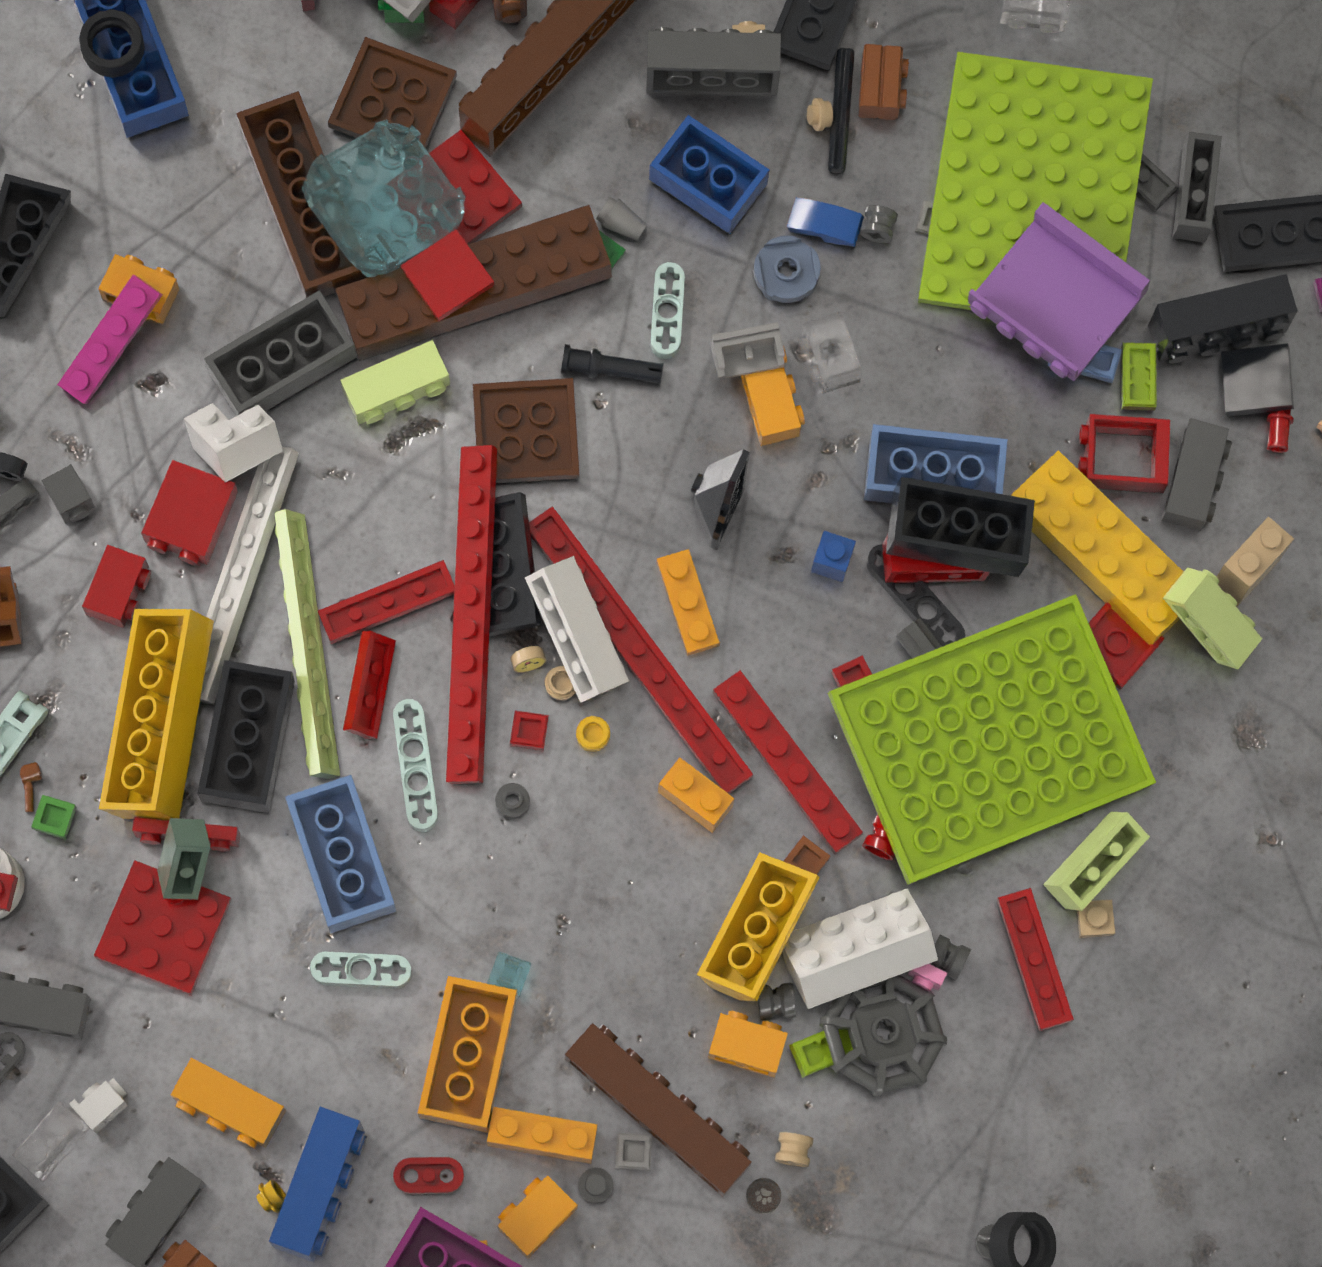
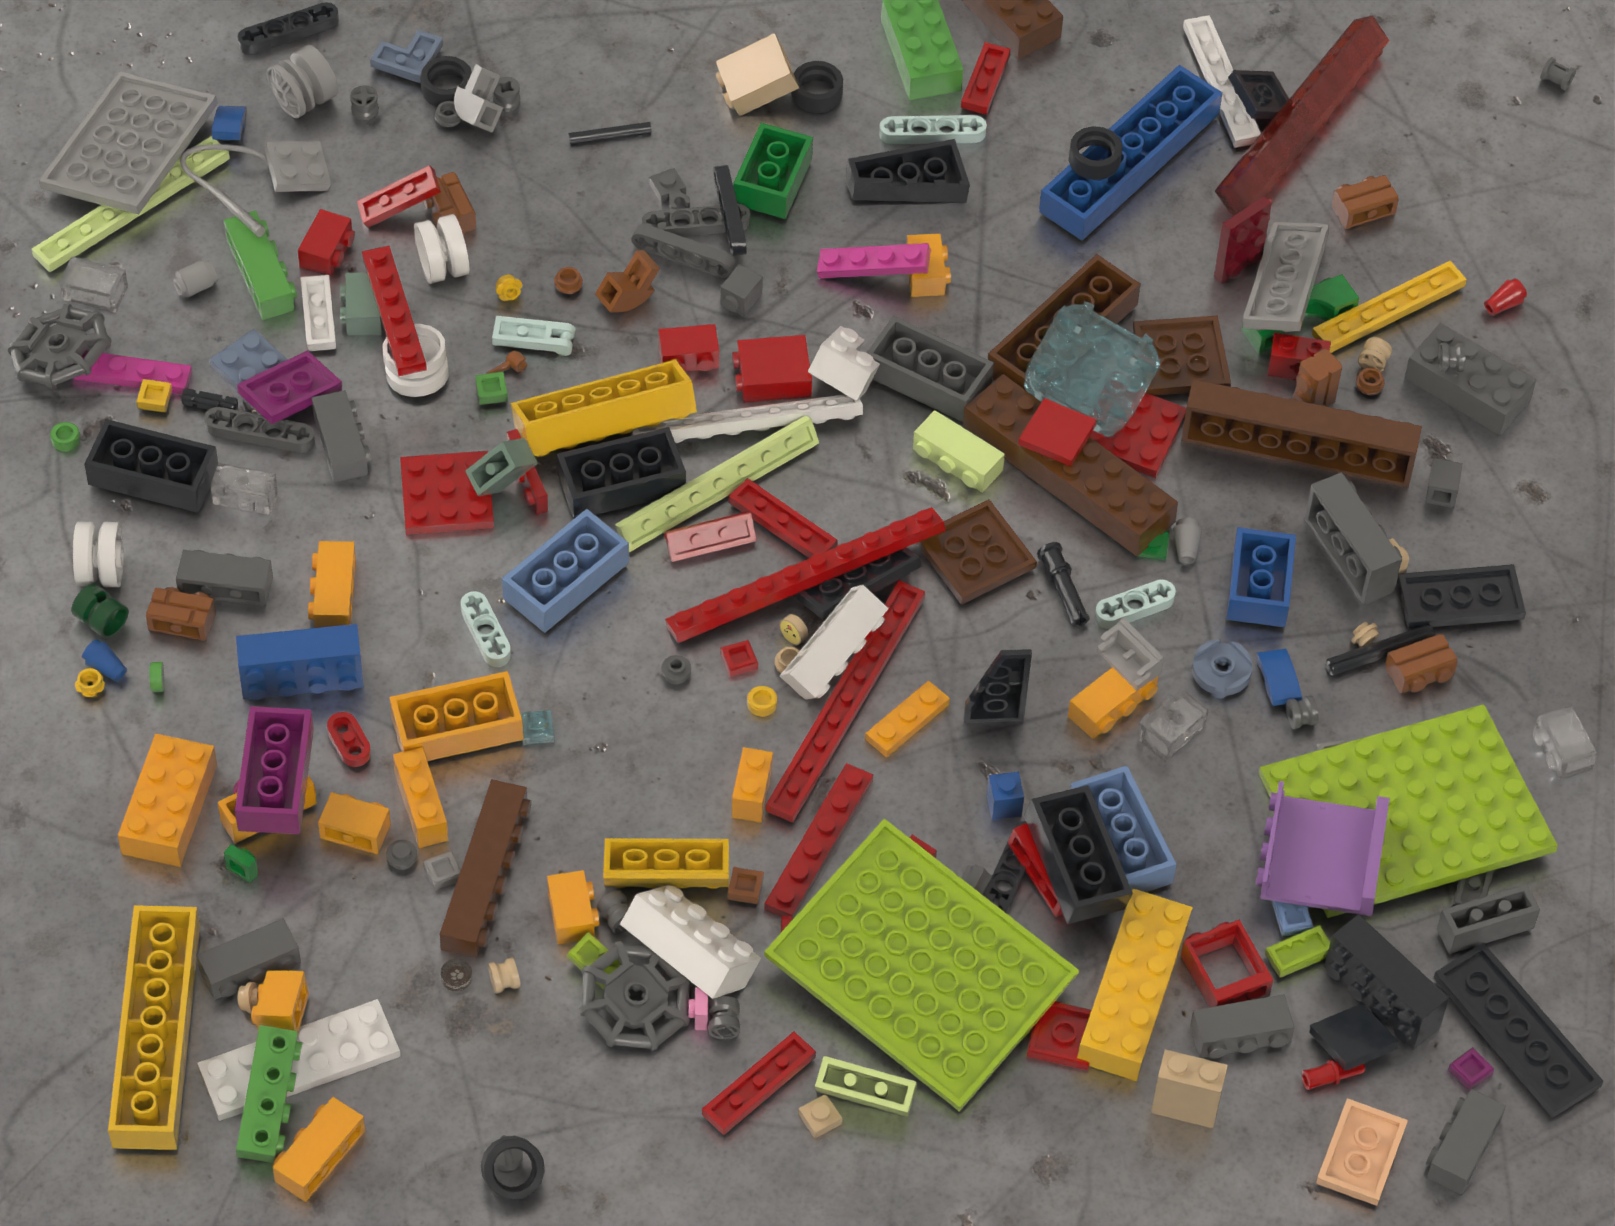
camera: 65 degrees right, 20 degrees down
(100, 1104) = (288, 508): white brick -> none
(415, 765) = (663, 592): light aqua beam -> none
(1213, 617) = (1123, 1078): yellowish green brick -> none

